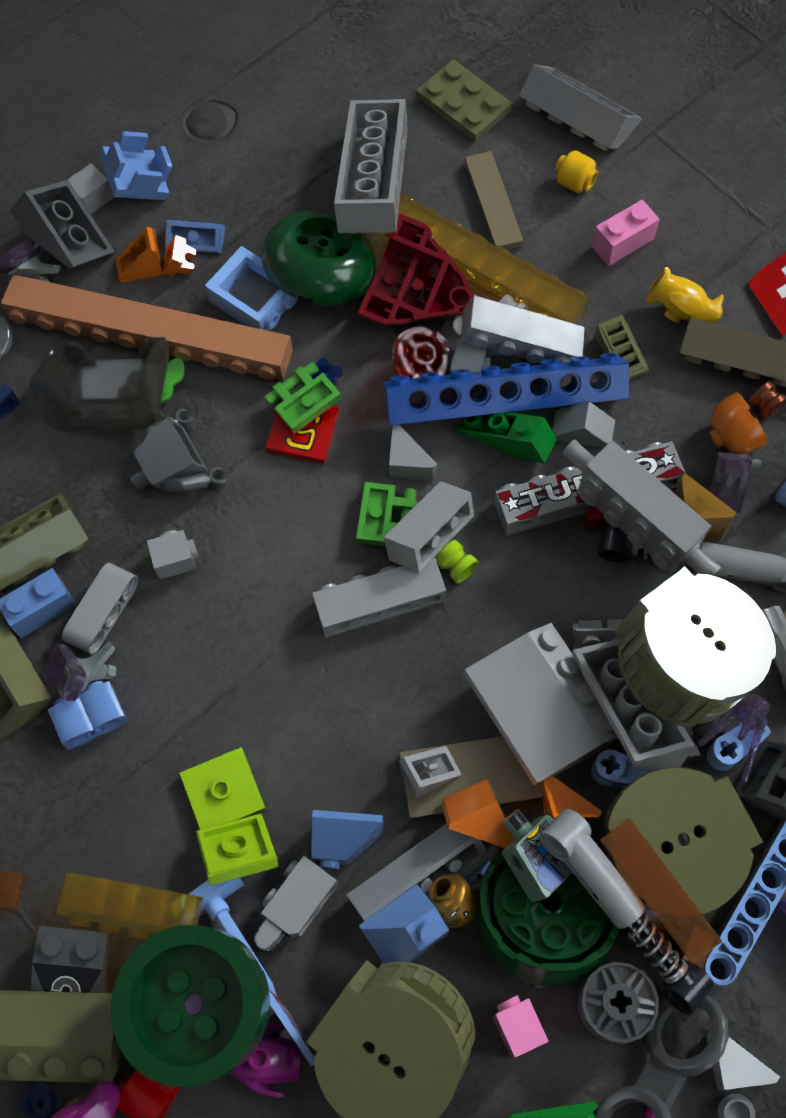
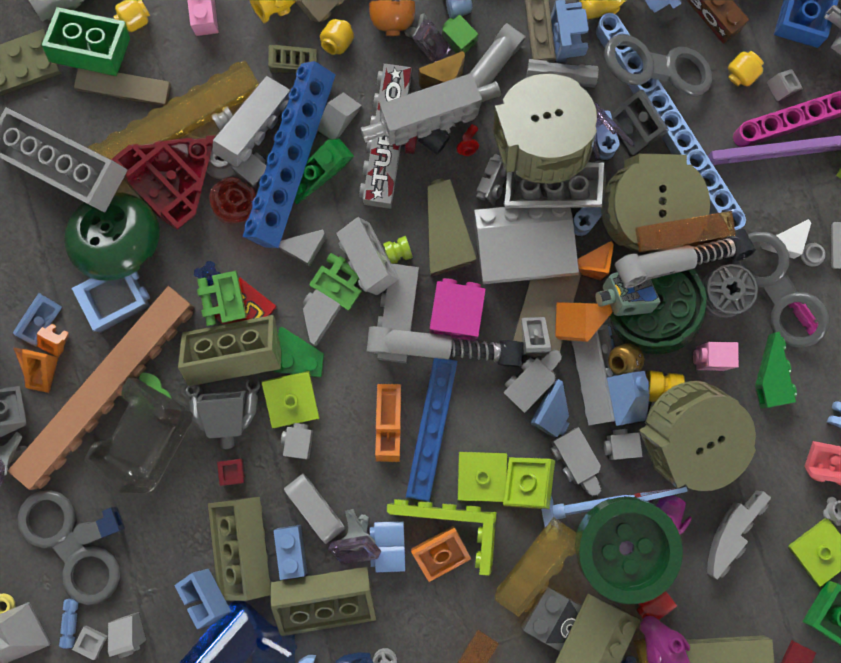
camera: 70 degrees left, 15 degrees up
(102, 781) = (440, 553): none -> orange slope
(106, 498) = (231, 472): none -> dark red plate
(145, 822) = (486, 533): none -> lime bracket
(220, 524) = (290, 399): none -> lime plate
(239, 646) = (388, 423): none -> orange slope
(246, 432) = (230, 351): none -> olive slope
(256, 702) = (431, 429): none -> blue tile
(275, 510) = (298, 355): none -> green wing
(332, 509) = (319, 314): none -> light grey slope
(340, 954) = (623, 445): none -> light grey brick
(360, 659) = (440, 346): none -> piece
(365, 792) = (533, 381): none -> light grey hinge
(415, 658) = (457, 309): none -> dark pink brick
(447, 963) = (660, 384): none -> yellow wheel
(509, 606) = (448, 235): none -> olive slope
(520, 141) = (86, 41): none -> green brick
(629, 583) = (468, 145): none -> red plate
(675, 381) = (336, 36): none -> yellow head
(759, 513) = (459, 34): none -> bright green brick

